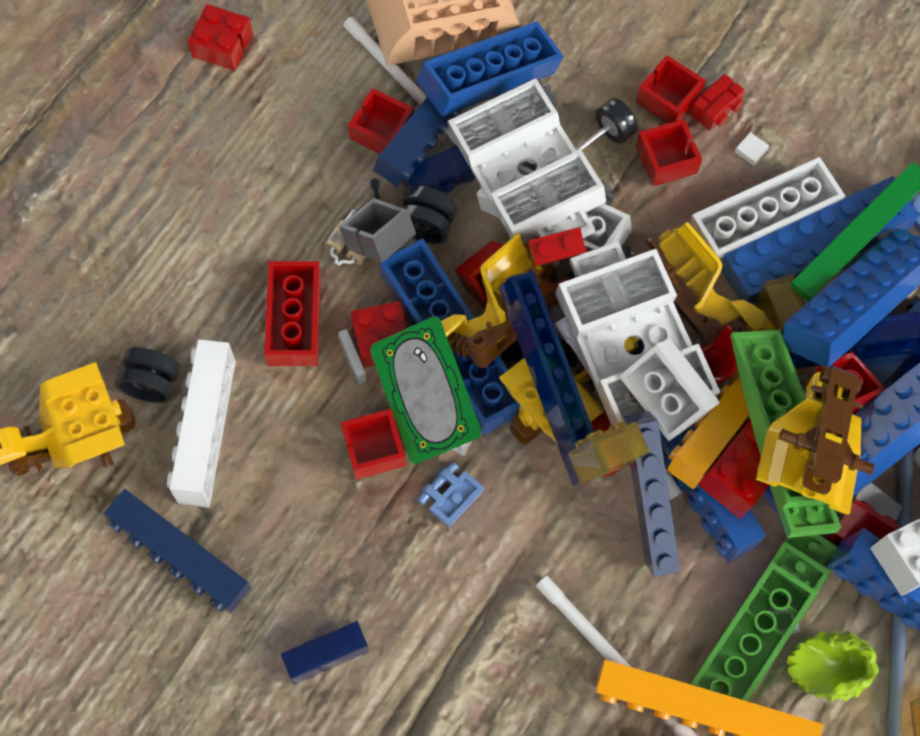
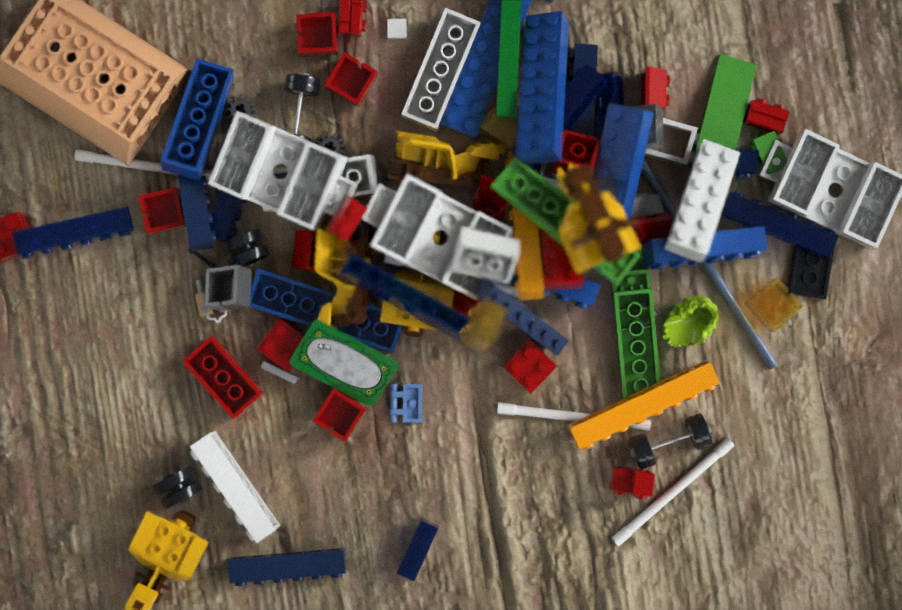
camera: 40 degrees left, 20 degrees up
(281, 72) = (72, 232): none -> clear blue brick
(614, 565) = (529, 366): none -> red brick

